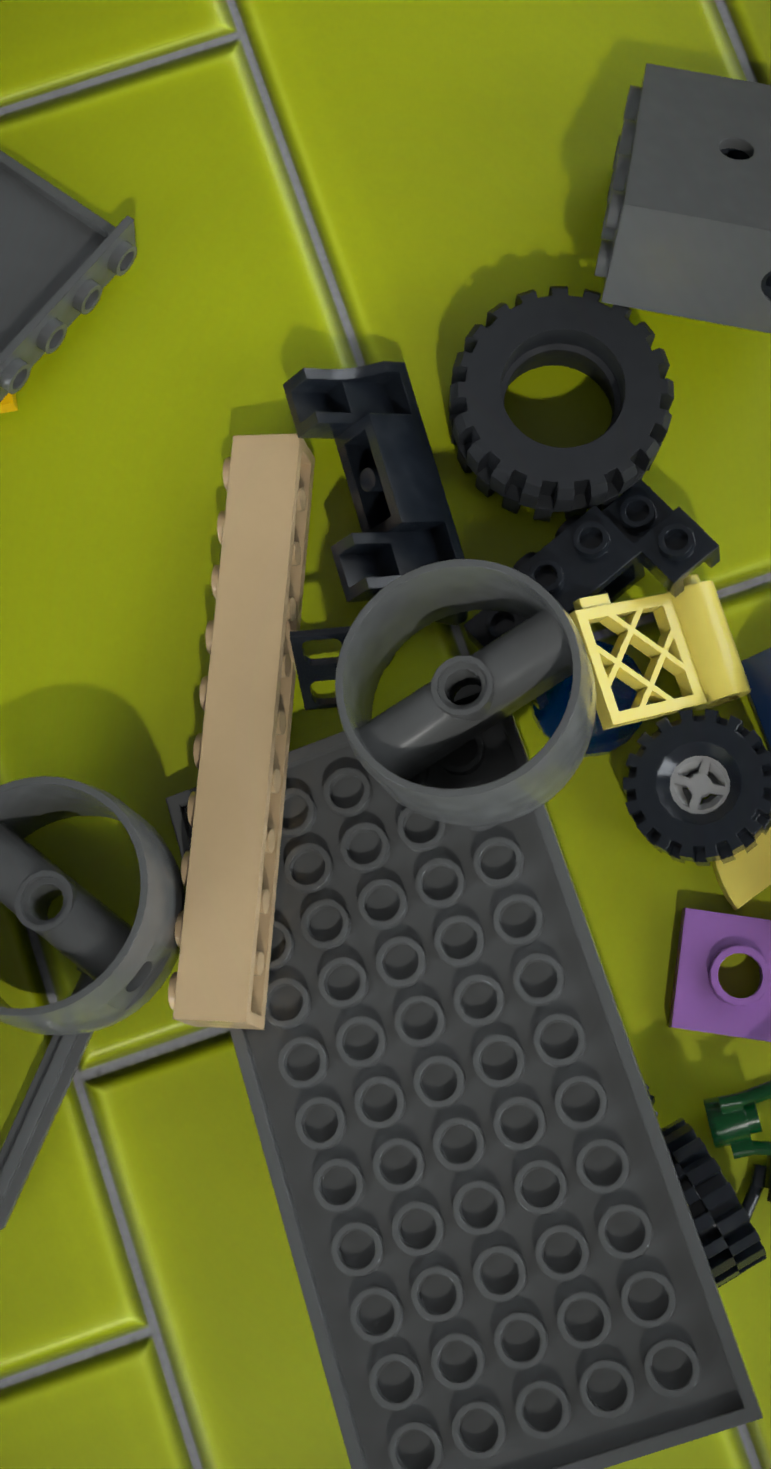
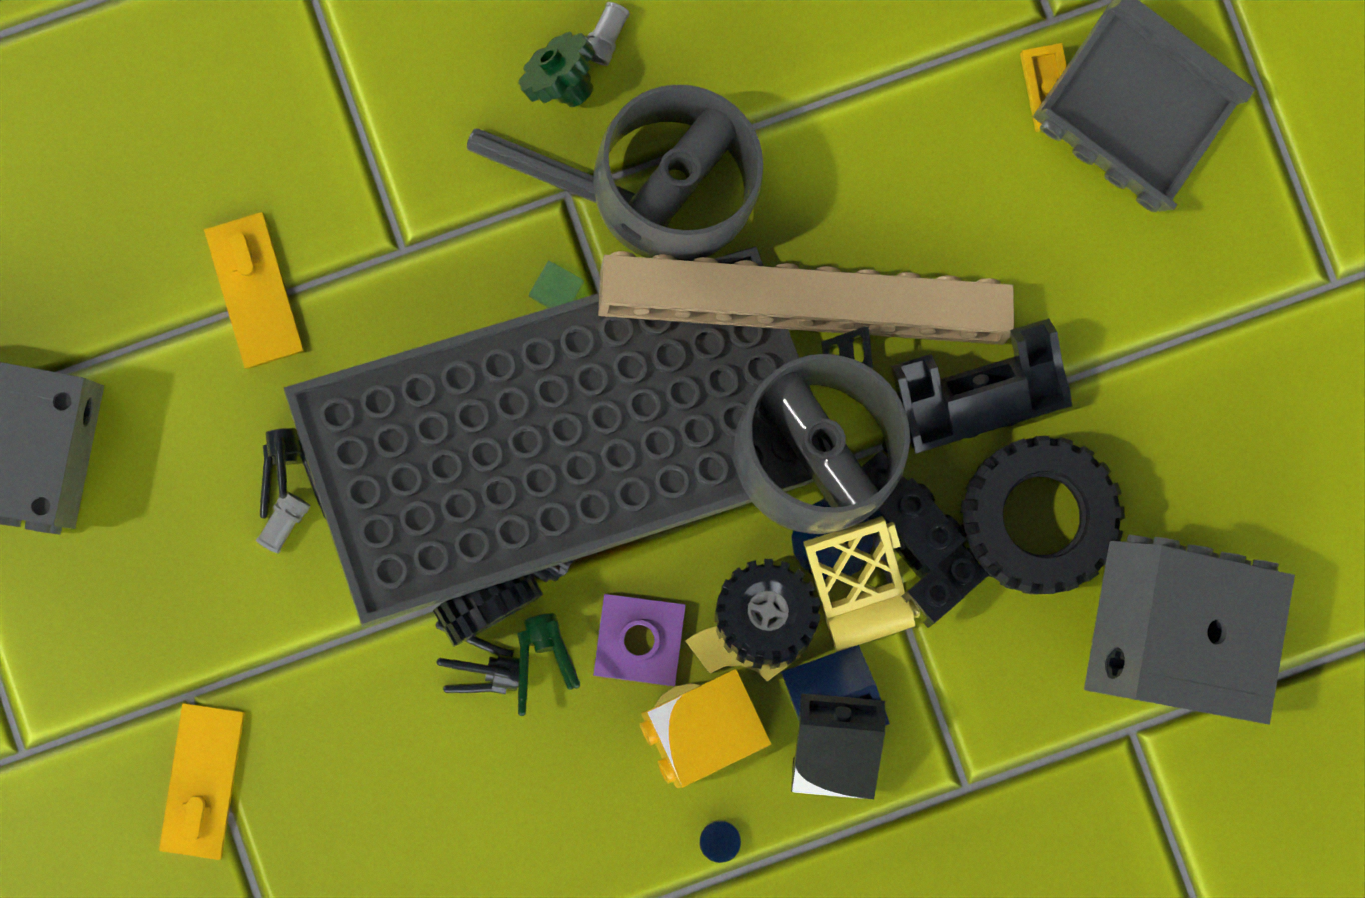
camera: 90 degrees right, 5 degrees up
(216, 1095) = (555, 286): none -> clear light blue tile

